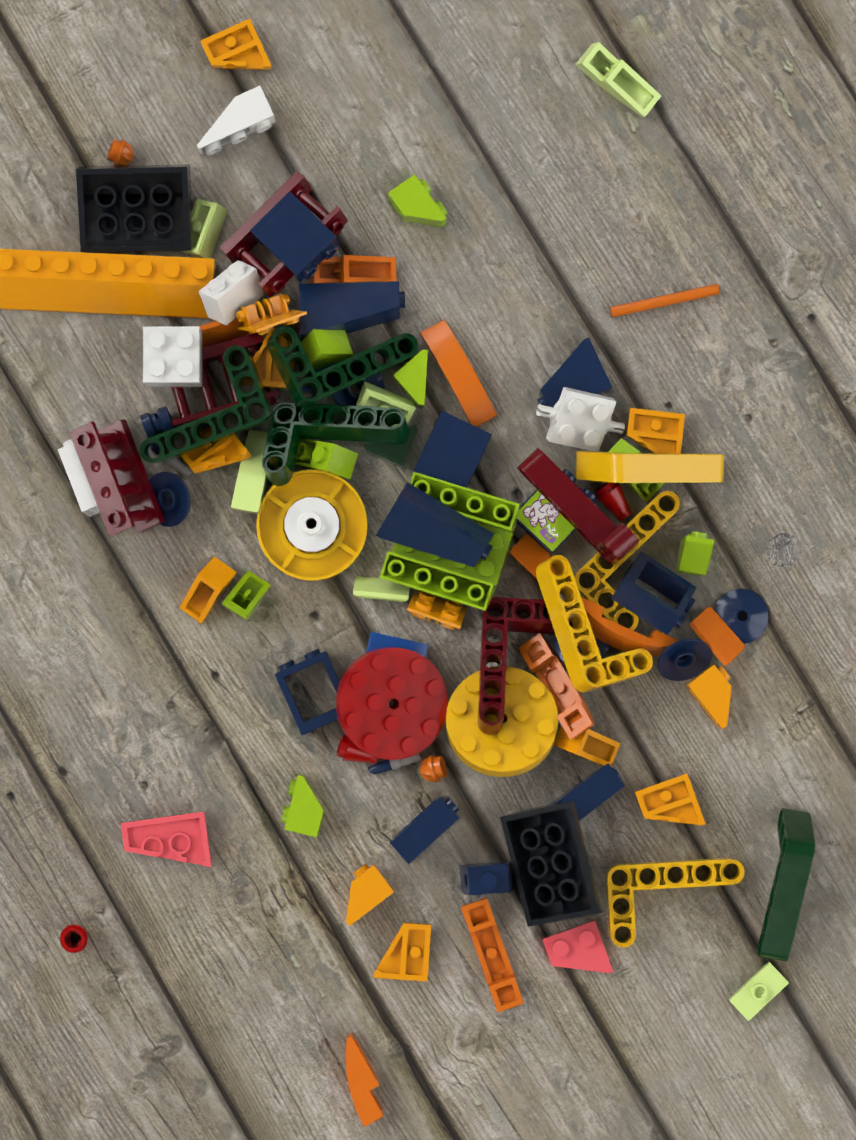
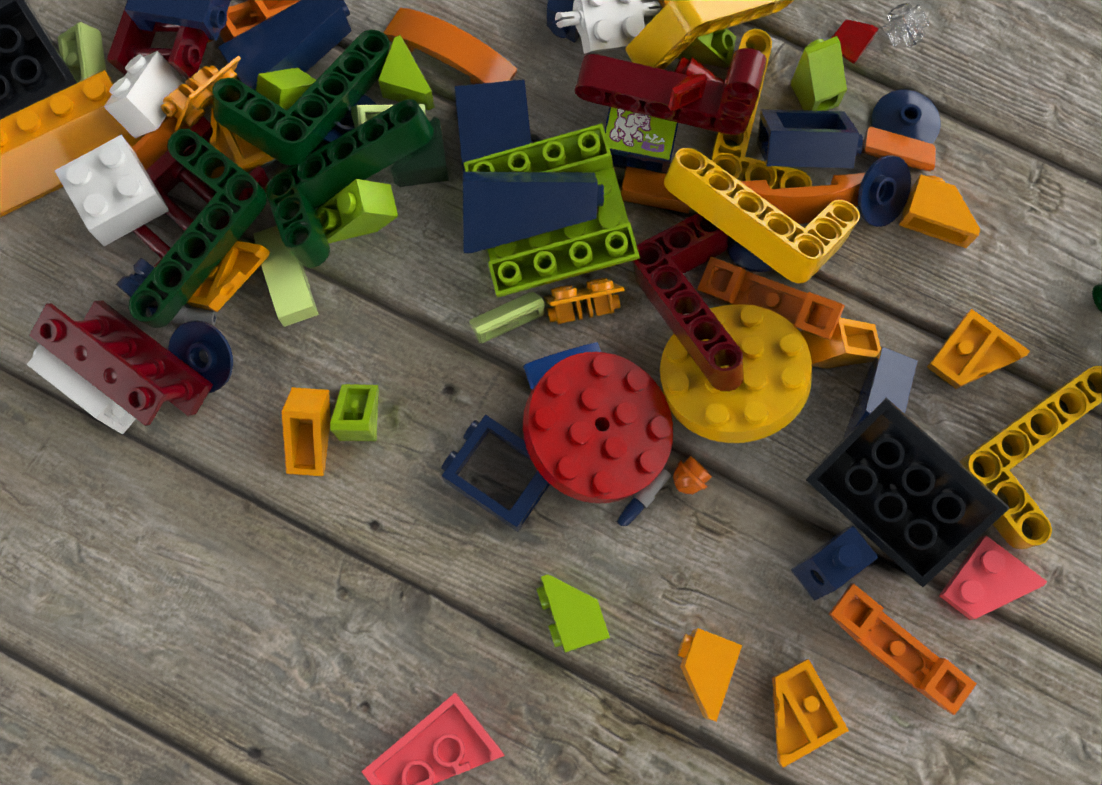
camera: 30 degrees left, 10 degrees down
(318, 551) = (385, 291): yellow piece -> none
(350, 752) = (586, 514): red cone -> none
(425, 828) = (730, 546): dark blue window -> none
(588, 519) = (687, 91): none -> red slope
(742, 534) = (854, 38): none -> red slope

